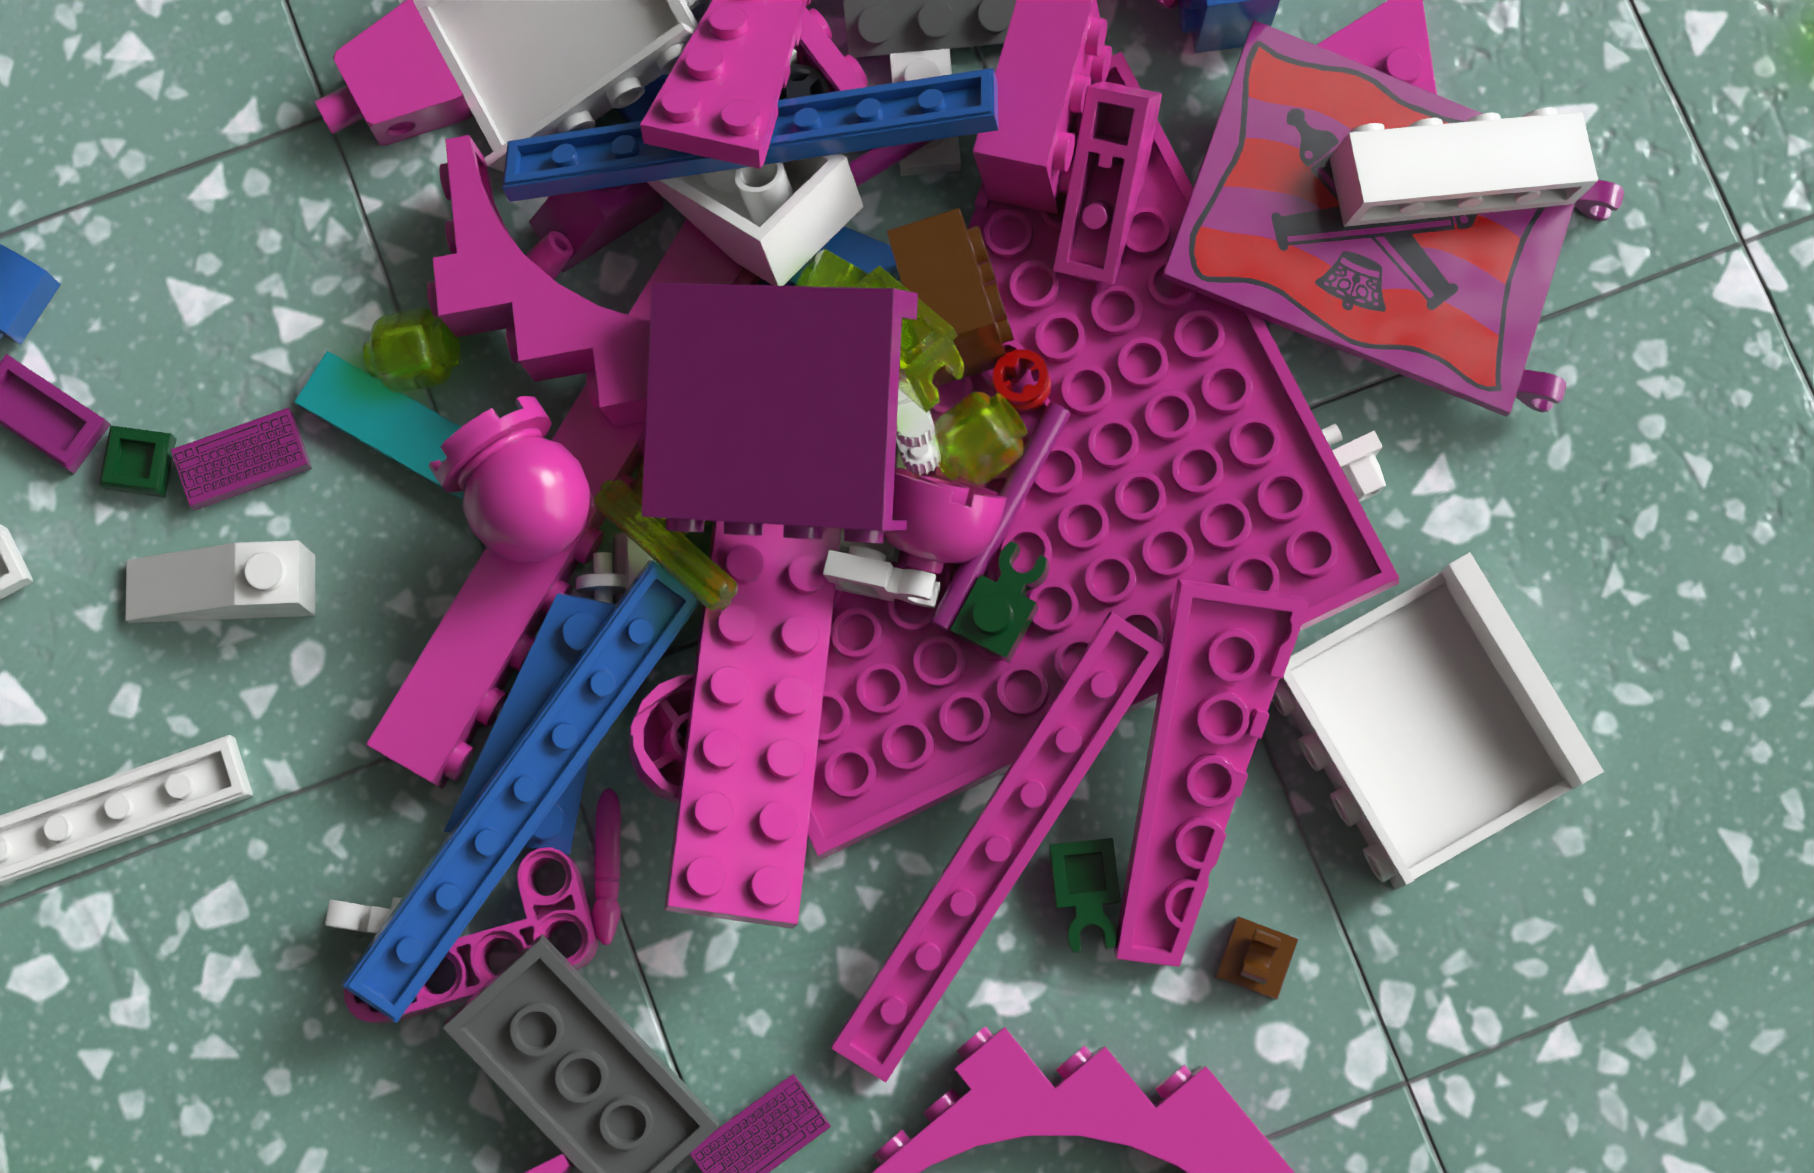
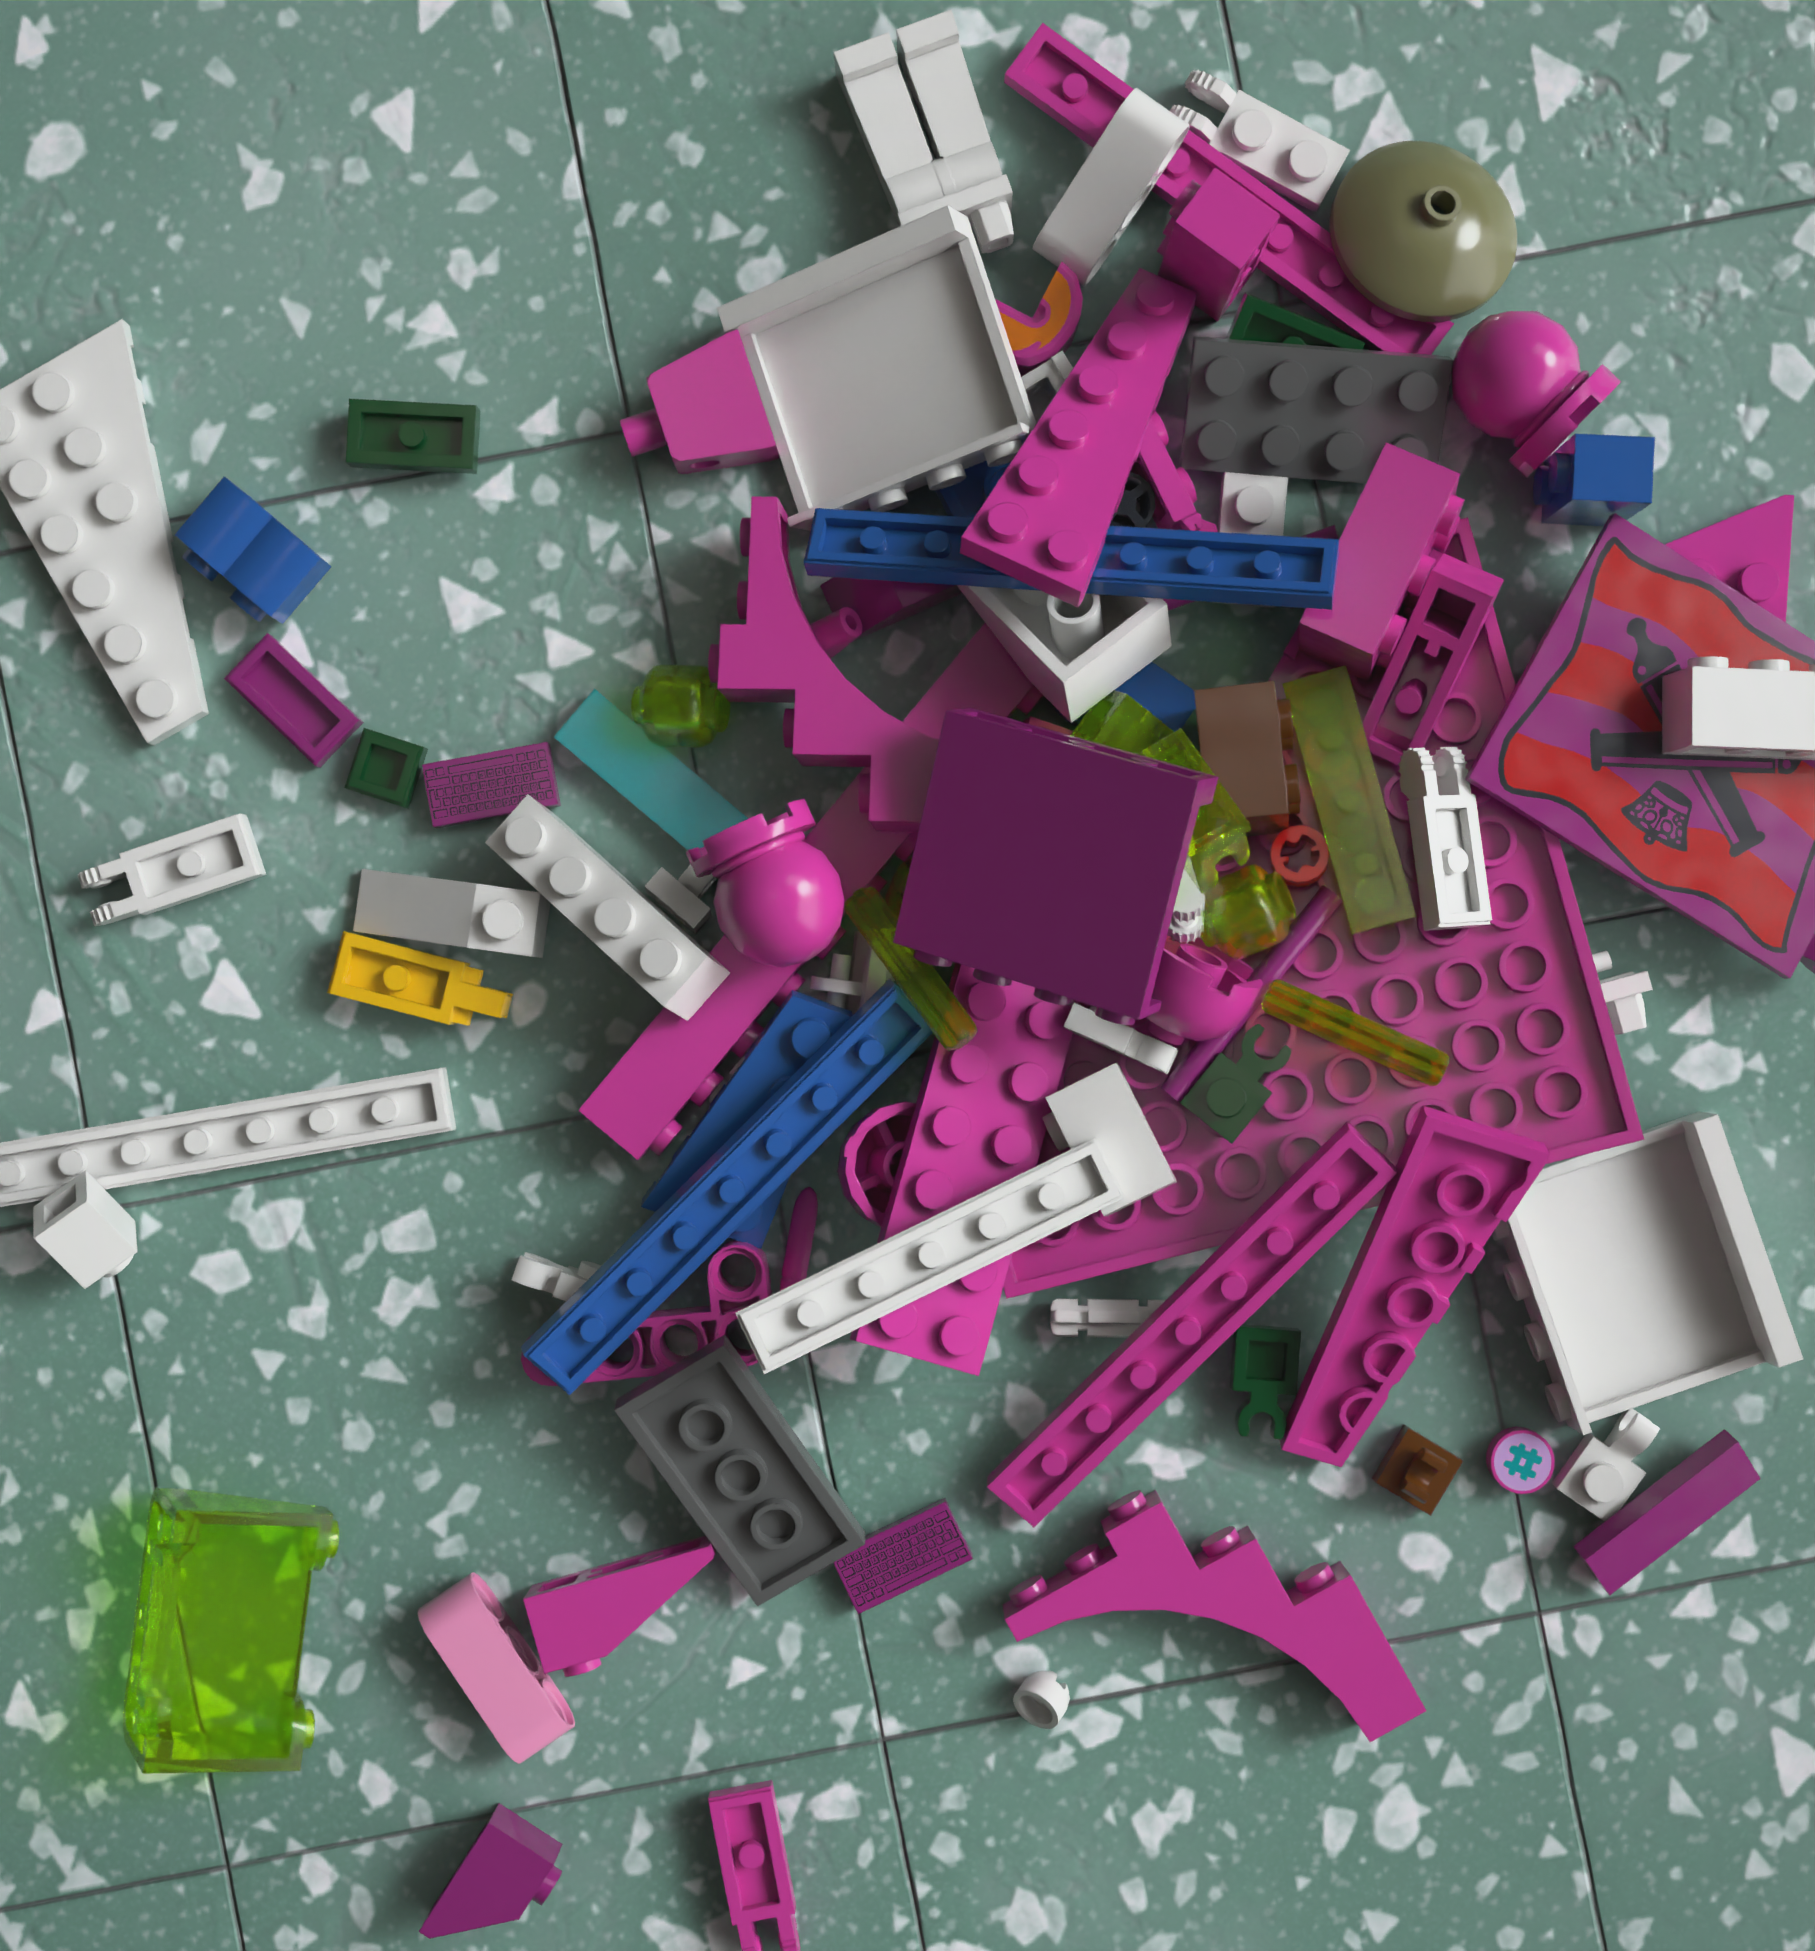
camera: 10 degrees right, 10 degrees up
(122, 151) = (413, 436): none -> dark green plate
(190, 656) = (413, 981): none -> yellow hinge
(367, 544) = (607, 908): none -> white brick
(440, 527) = (682, 896): none -> white tile
(724, 808) = (929, 1255): none -> white tile
(888, 677) = (1107, 1110): none -> white brick
(914, 864) = (1099, 1317): none -> white axle
(1058, 319) = (1349, 800): none -> clear neon green plate
(1105, 531) = (1355, 1032): none -> clear neon green axle
(1154, 337) = (1445, 839): none -> white hinge
(1355, 930) = (1520, 1460): none -> tile
(1437, 927) = (1603, 1473): none -> white plate
(1508, 953) = (1667, 1512): none -> magenta tile

